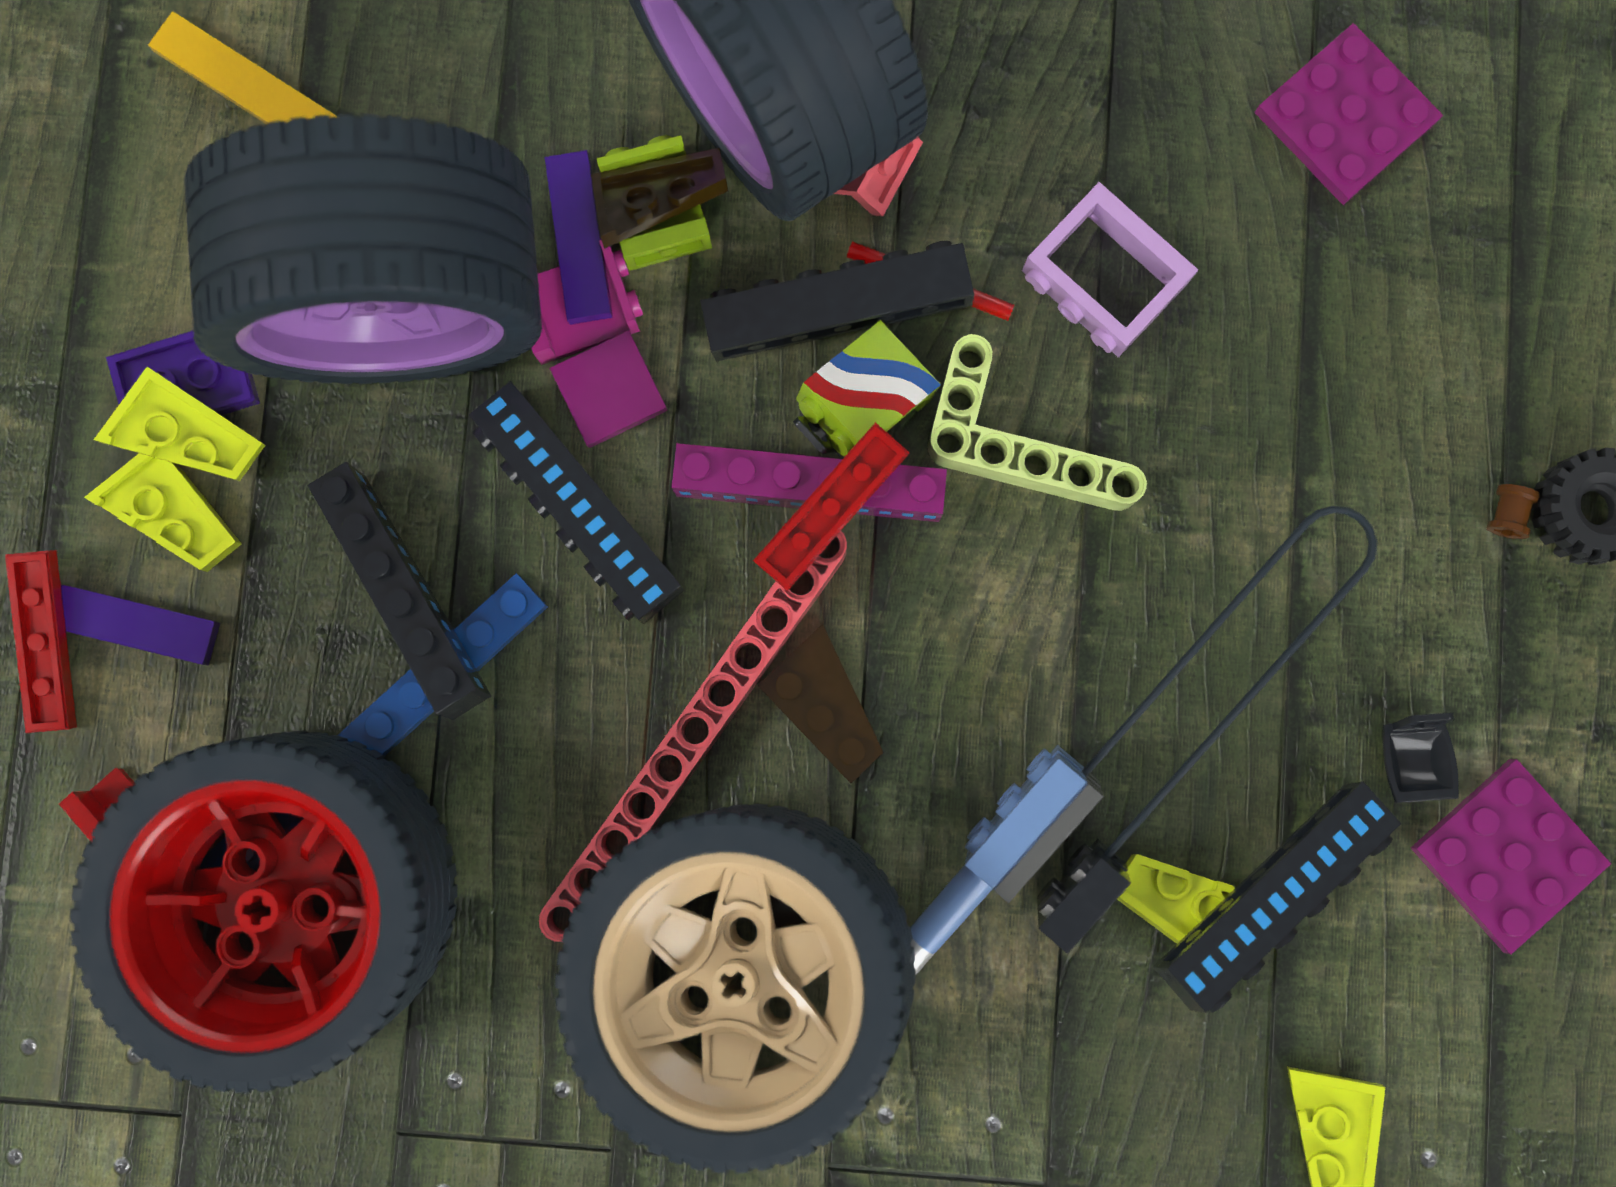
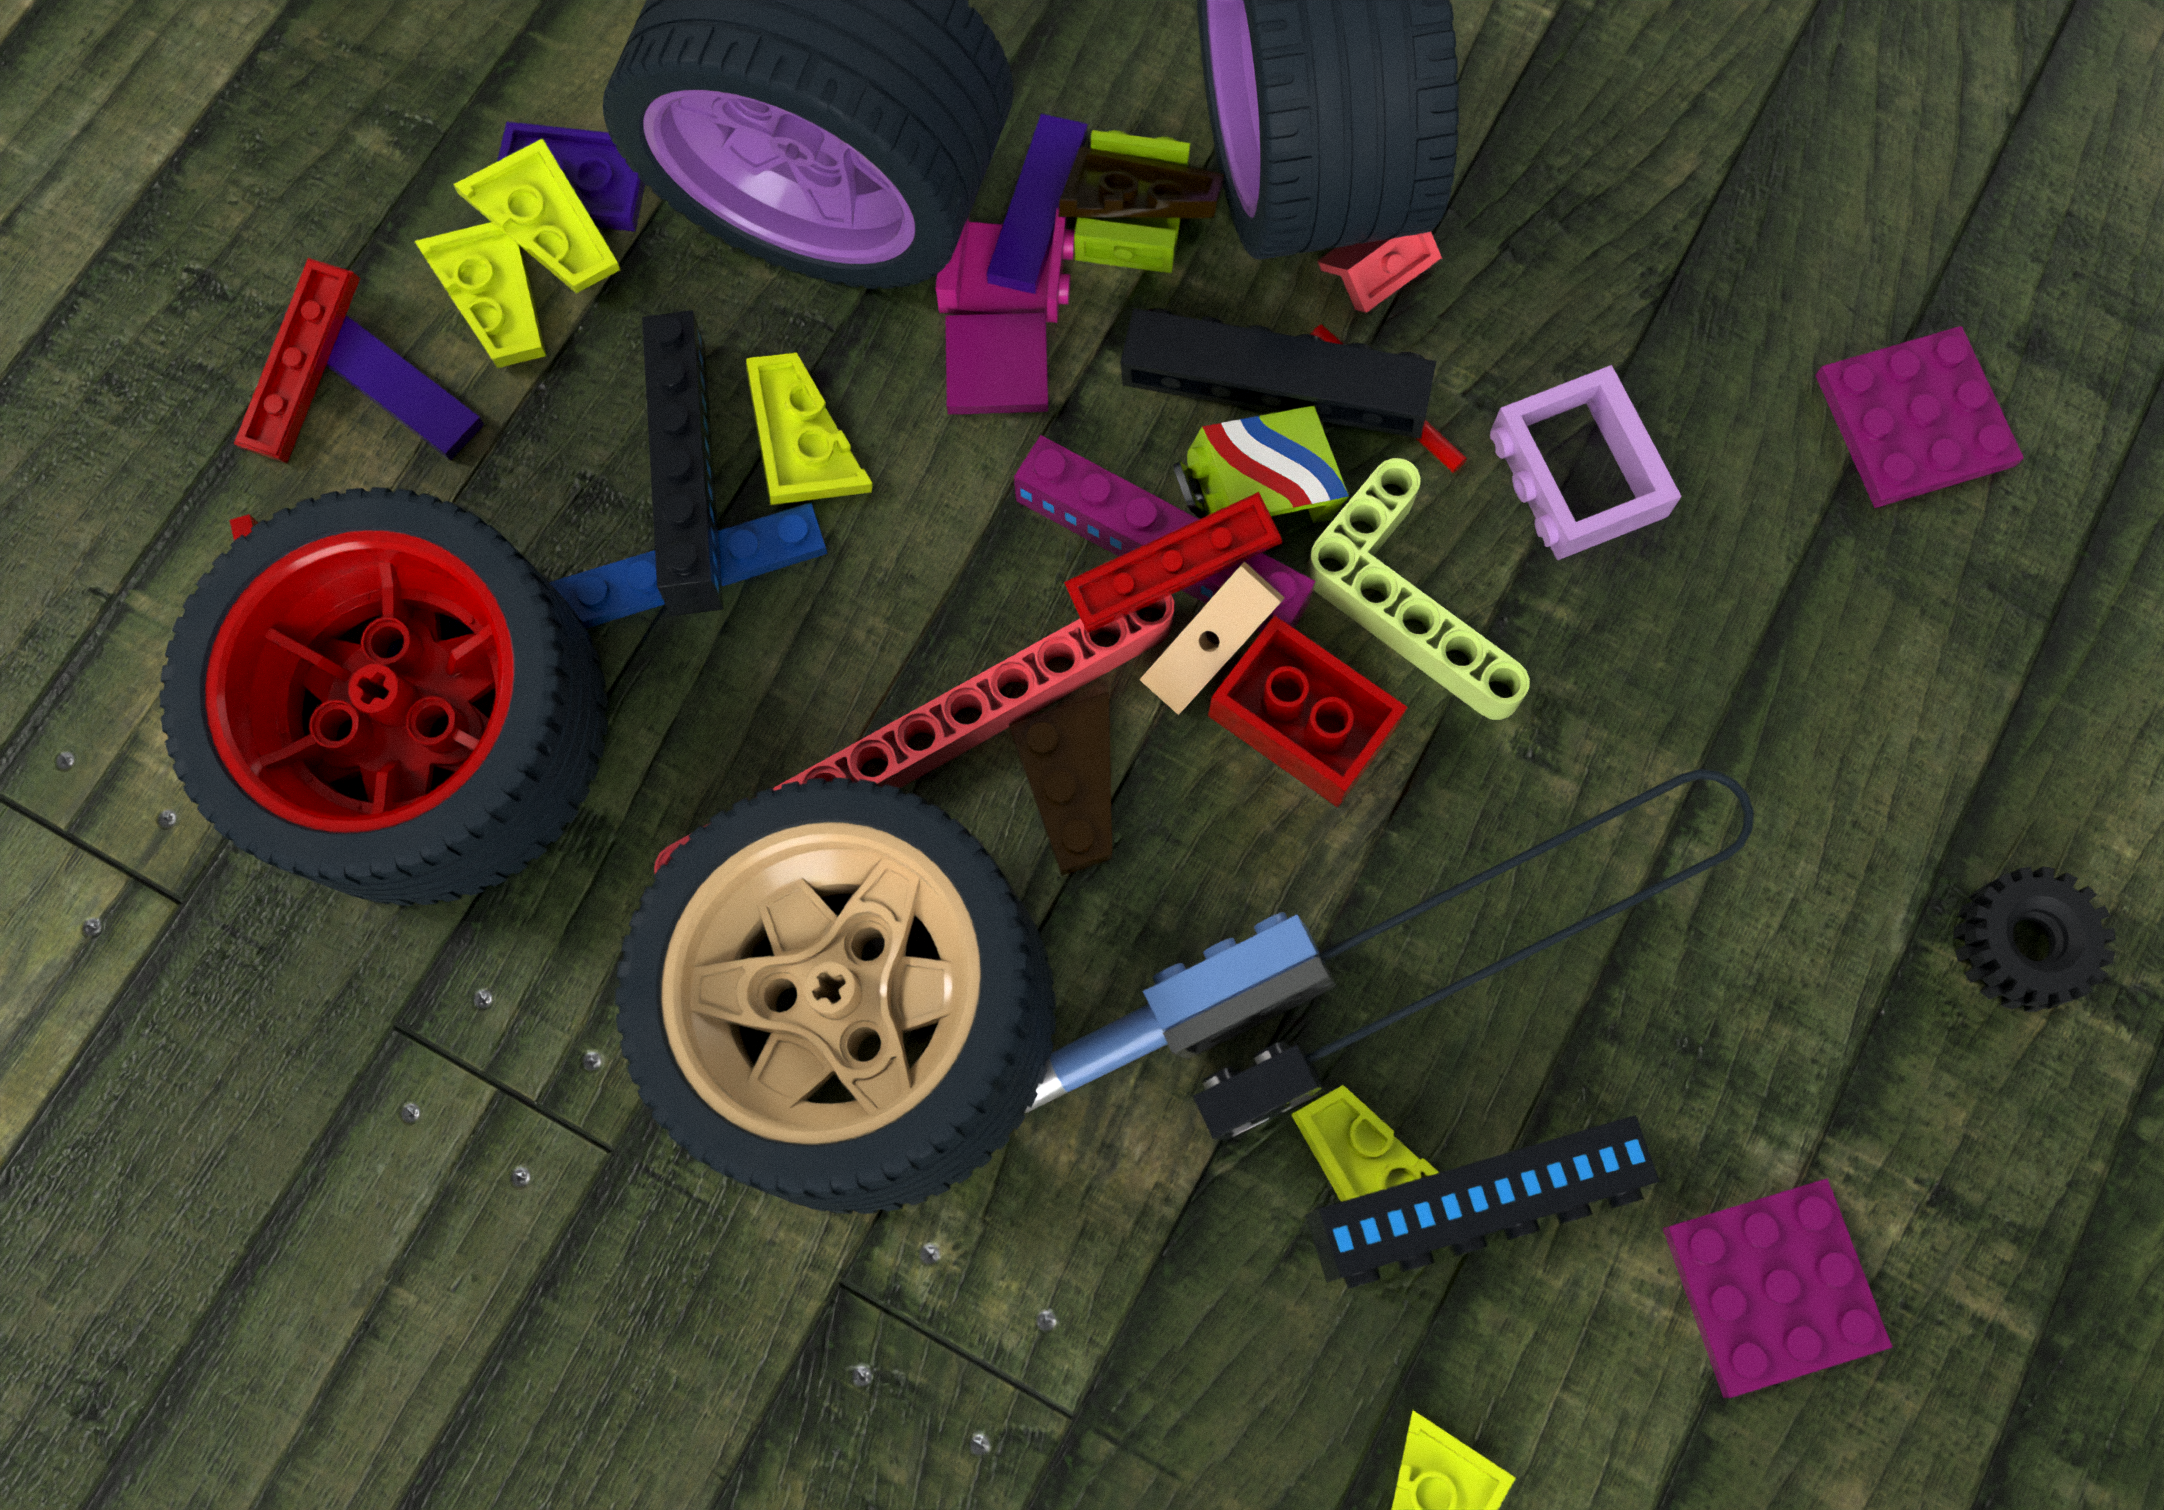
camera: 20 degrees right, 10 degrees down
(479, 523) = (797, 437): none -> neon yellow wing
(576, 503) = (909, 461): black brick -> none
(880, 571) = (1191, 658): none -> tan tile
(985, 575) = (1306, 711): none -> red brick
(1420, 758) = (1715, 1122): black piece -> none
(1513, 511) = (1934, 903): reddish brown bush -> none

